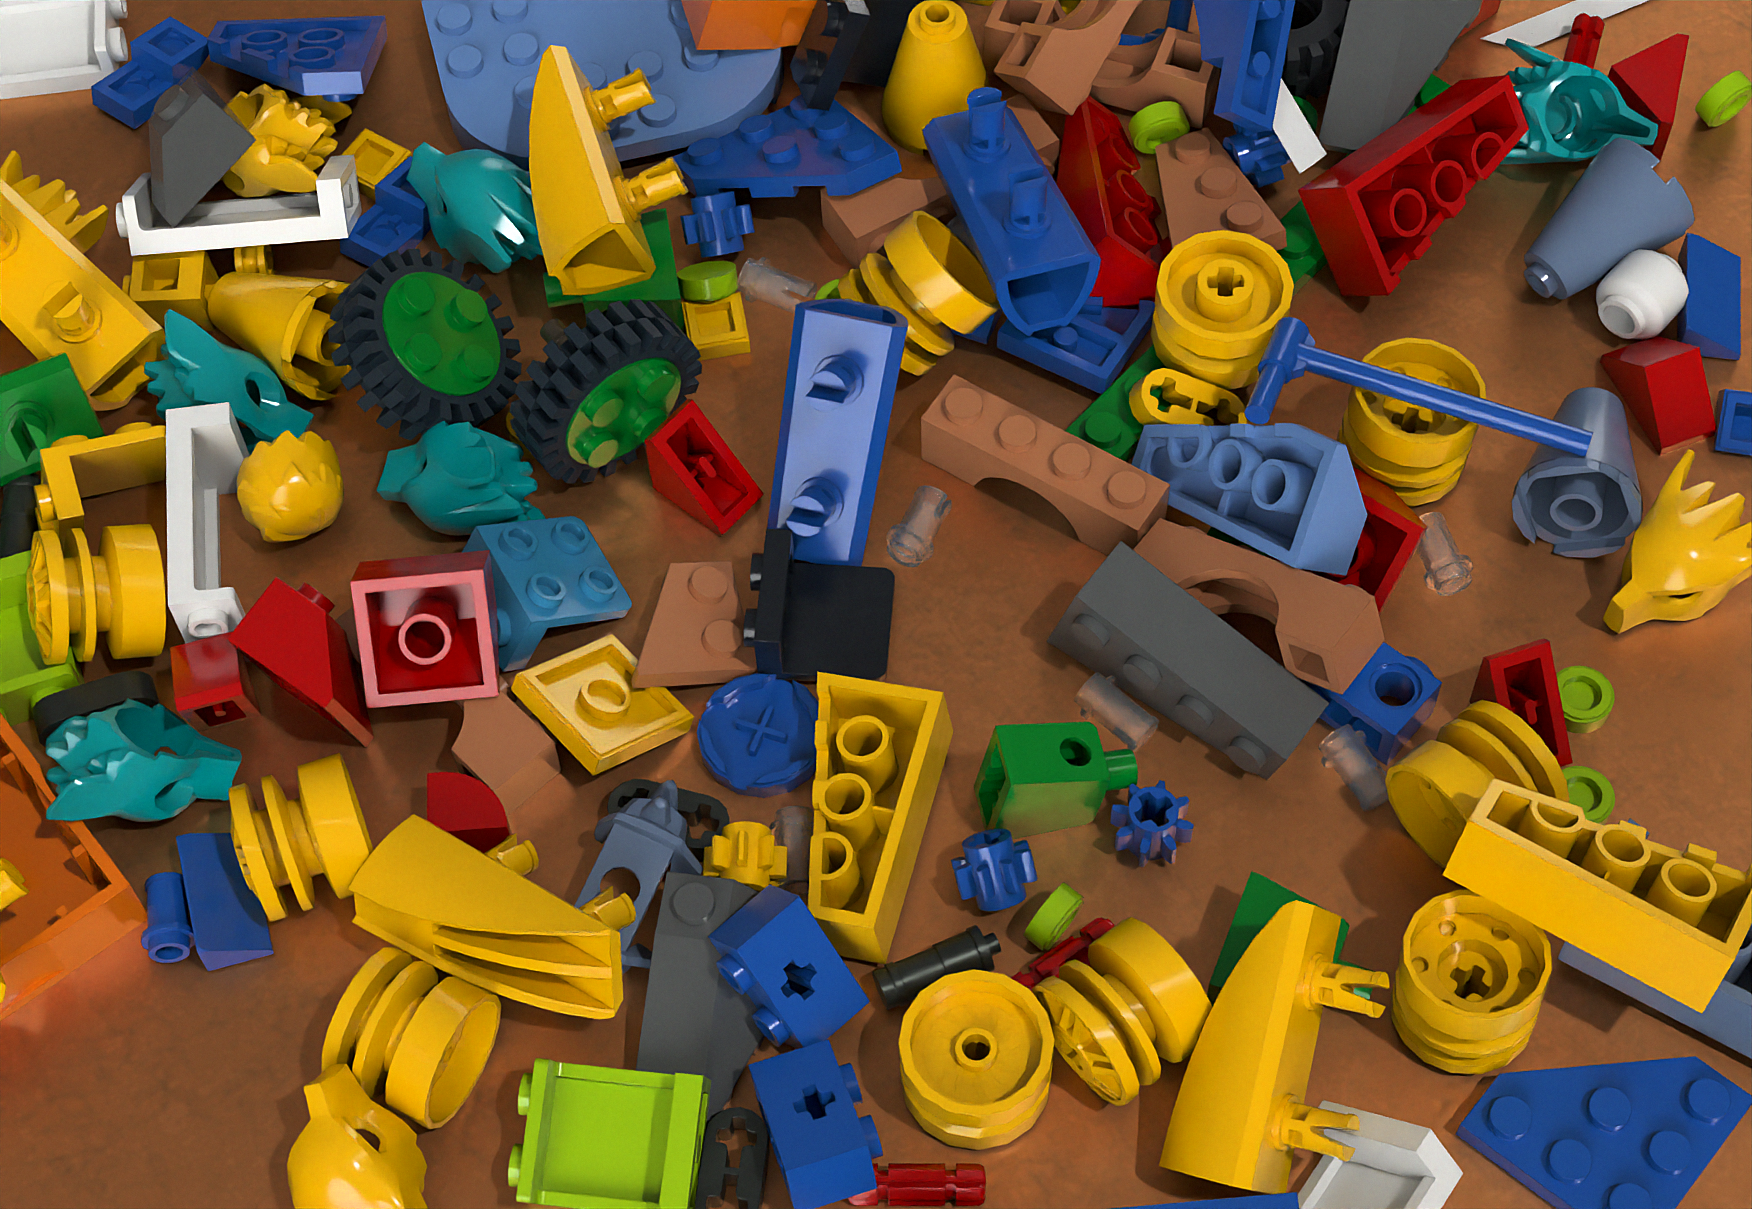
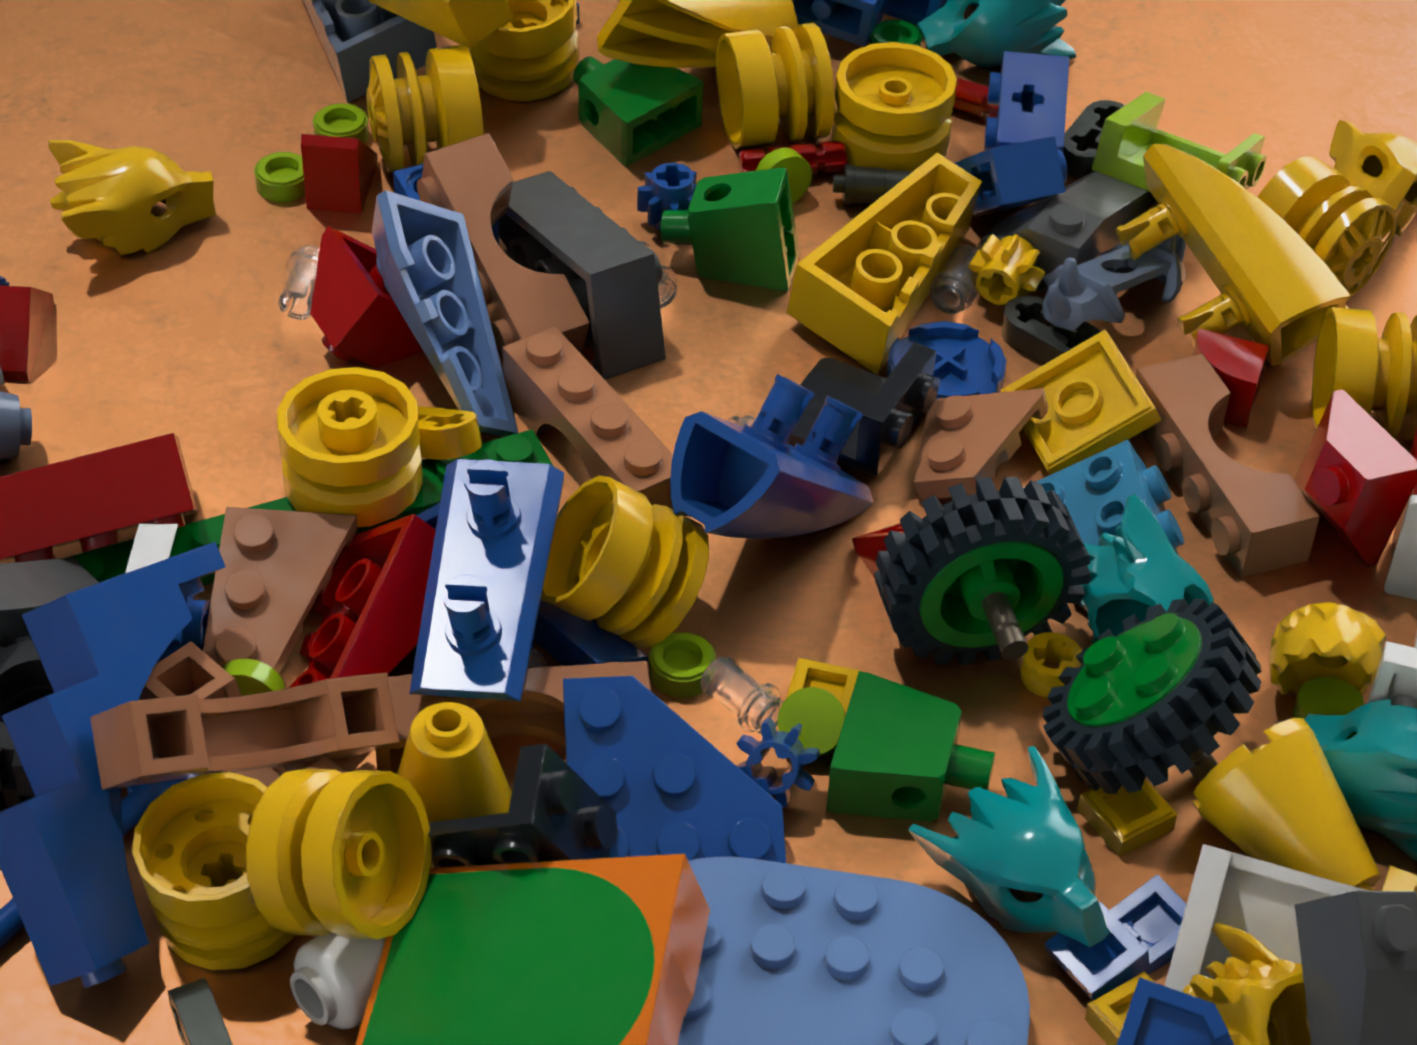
camera: 160 degrees left, 15 degrees down
(427, 628) = (1225, 452): red slope -> none
(578, 190) = (925, 754): yellow piece -> none
(994, 869) = (823, 194): blue gear -> none
(1294, 351) = (332, 339): blue bar -> none
(1405, 444) = (254, 330): yellow wheel -> none
(1577, 500) = (144, 266): sand blue cone -> none

